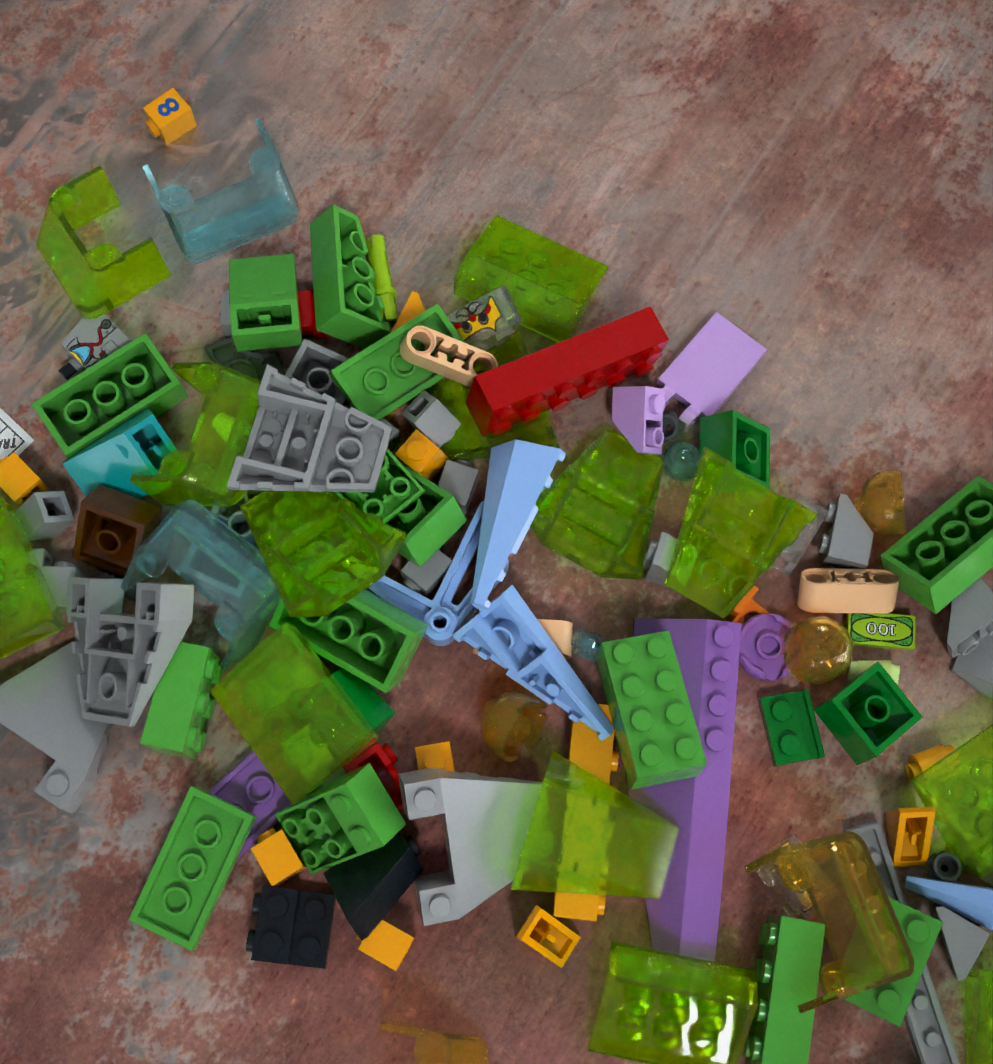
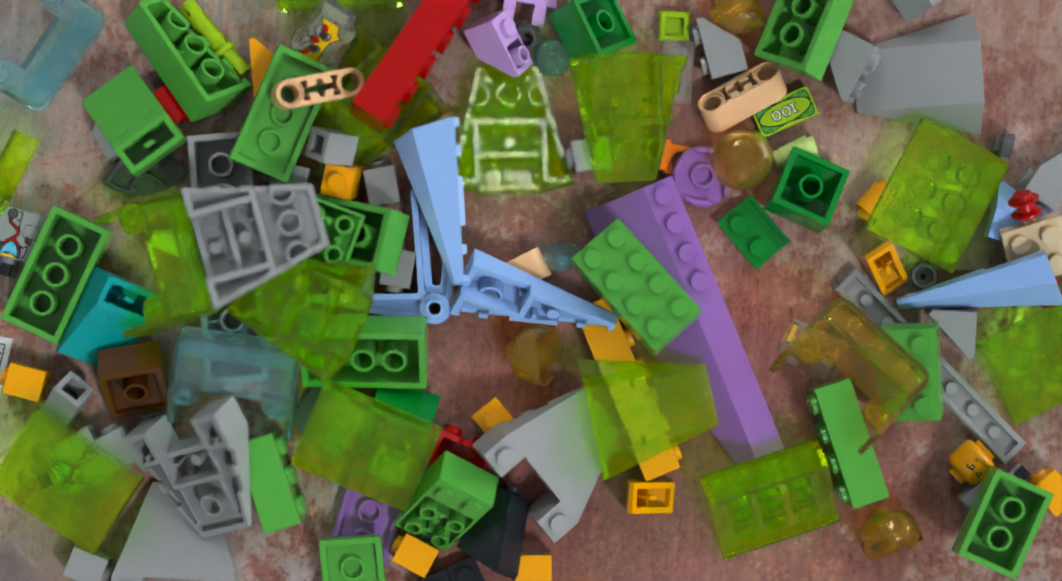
camera: 25 degrees left, 15 degrees up
(814, 490) = (673, 26): none -> lime tile

